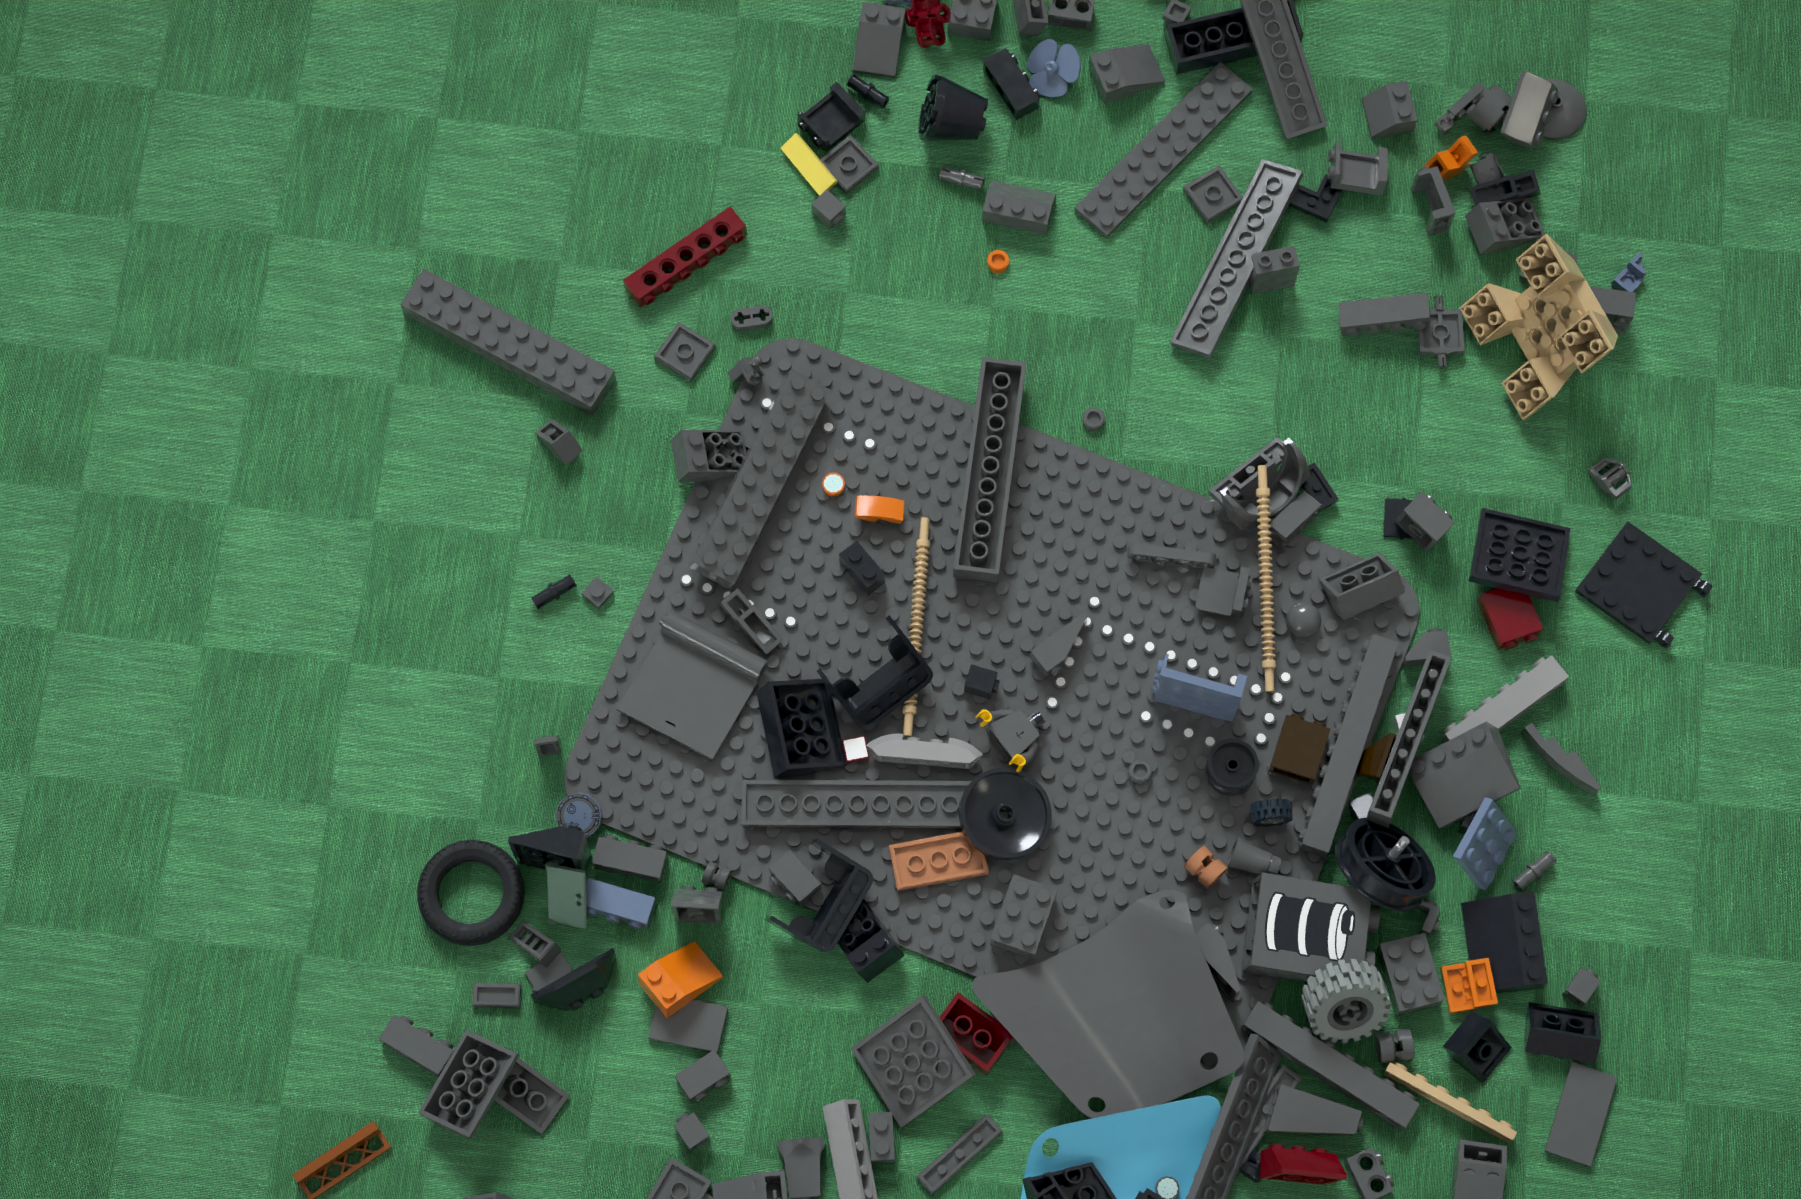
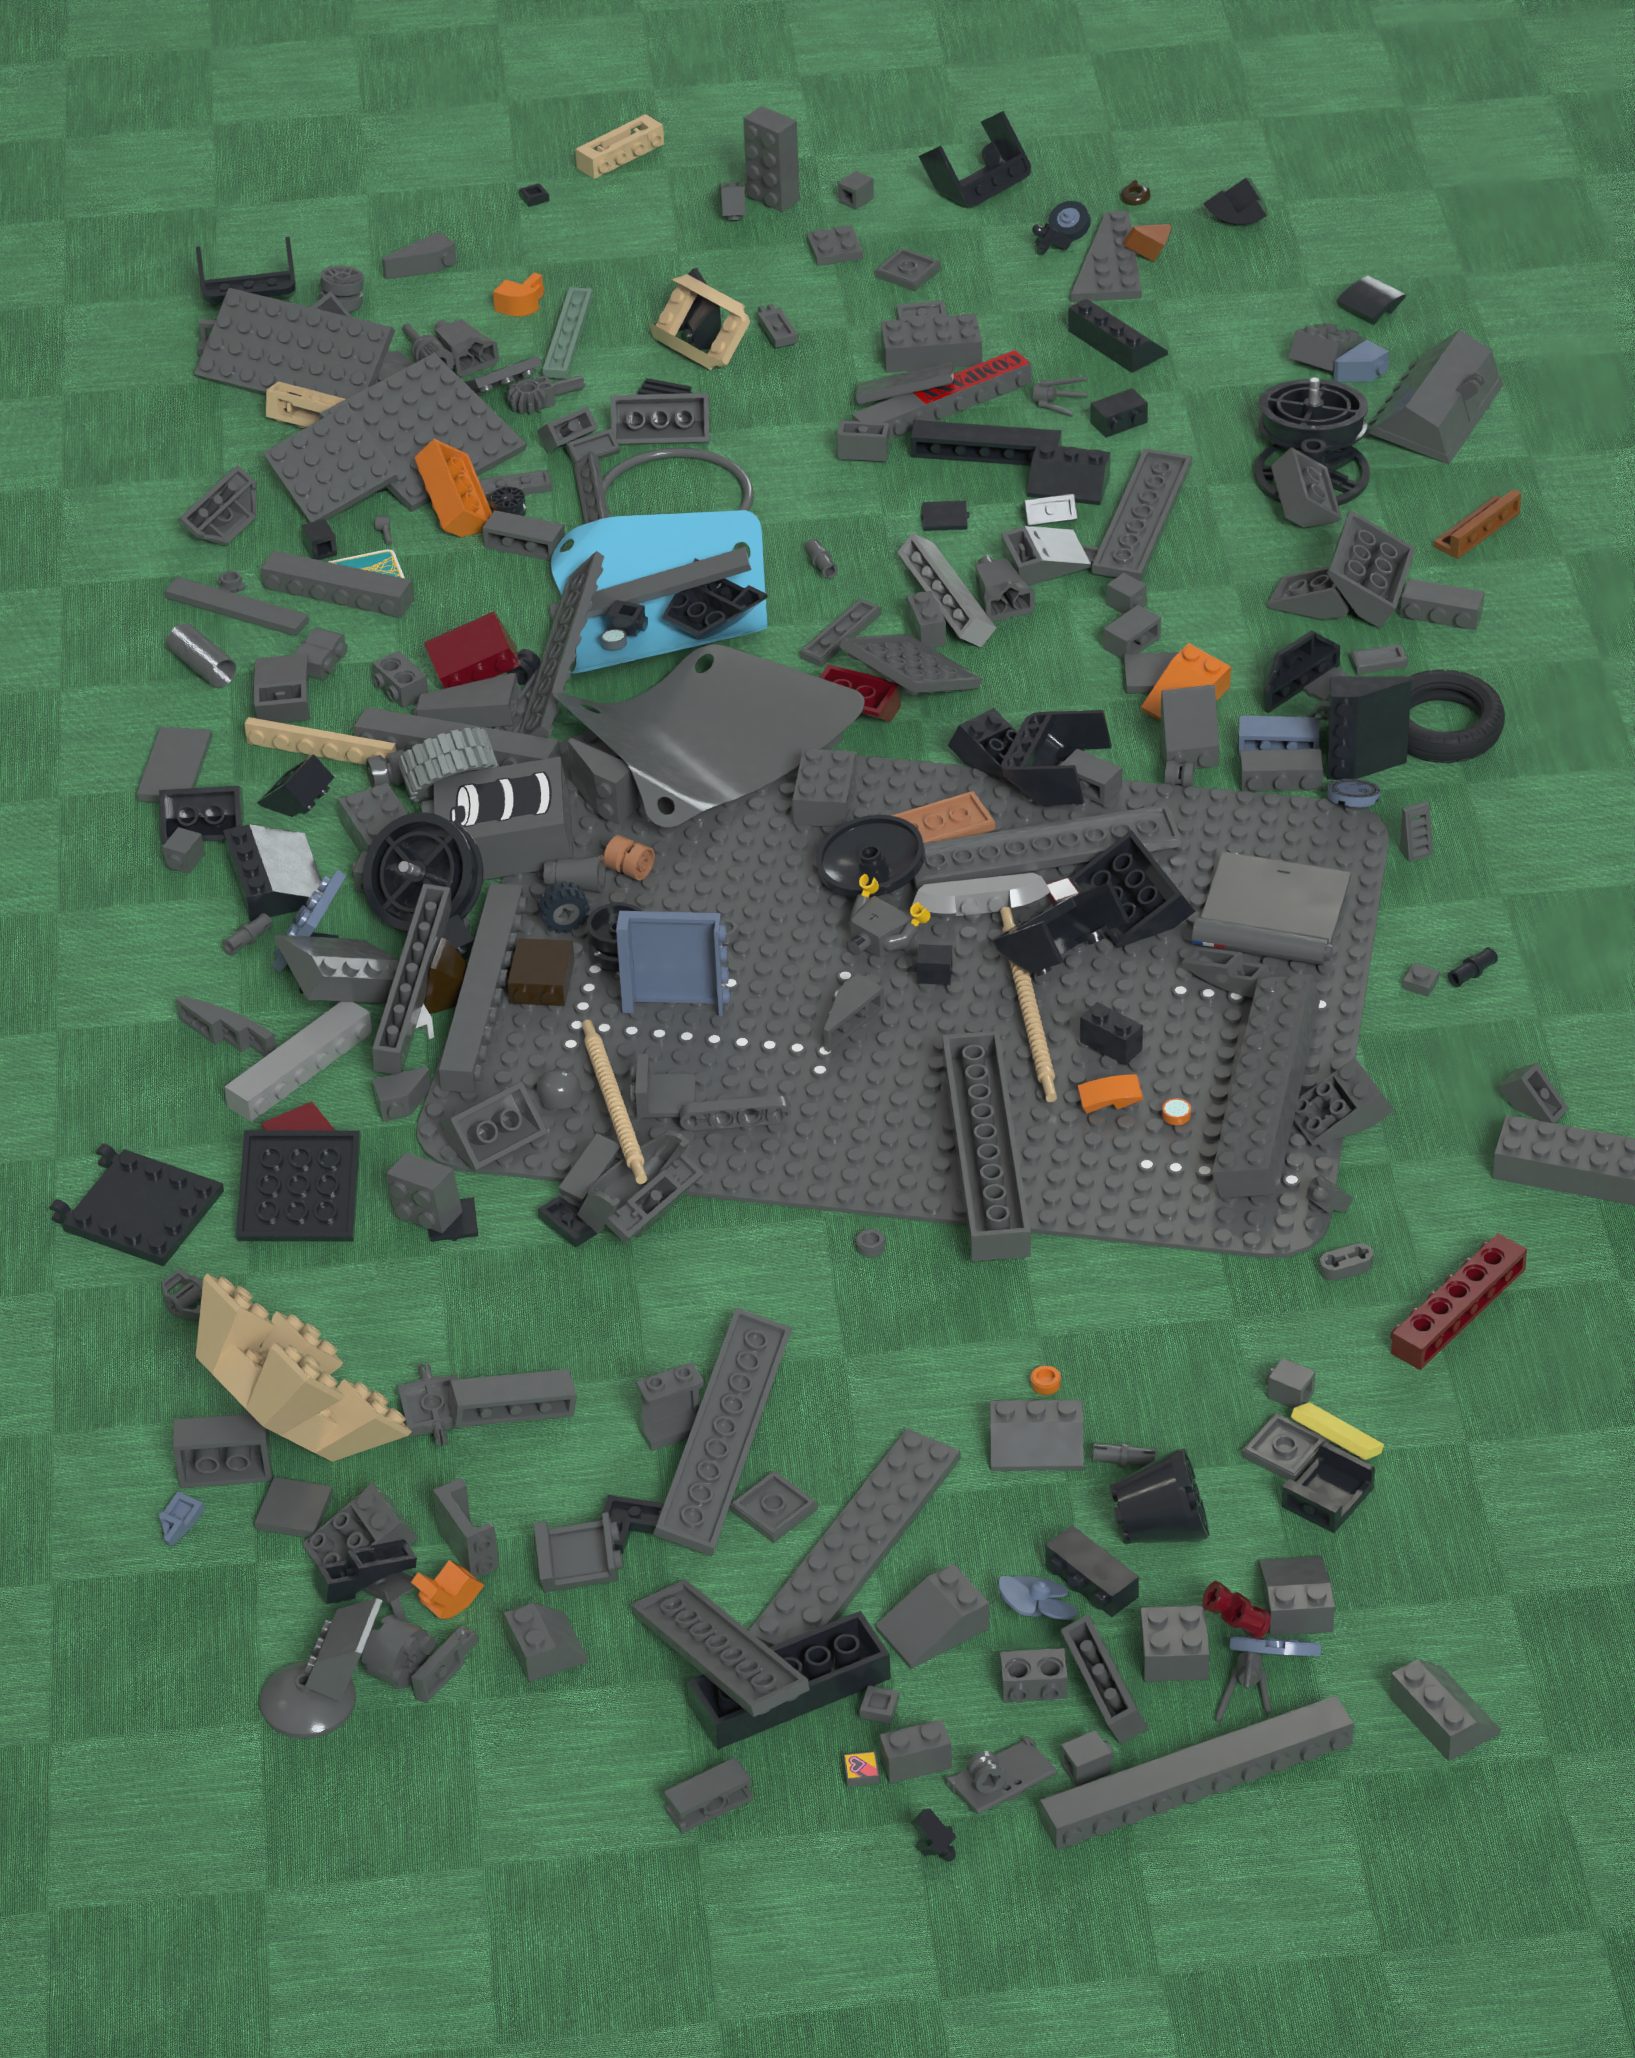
camera: 170 degrees right, 30 degrees down
(684, 351) = (1417, 1216): dark grey tile -> none
(868, 91) = (1289, 1529): black pin -> none
(1469, 985) = (312, 832): orange slope -> none

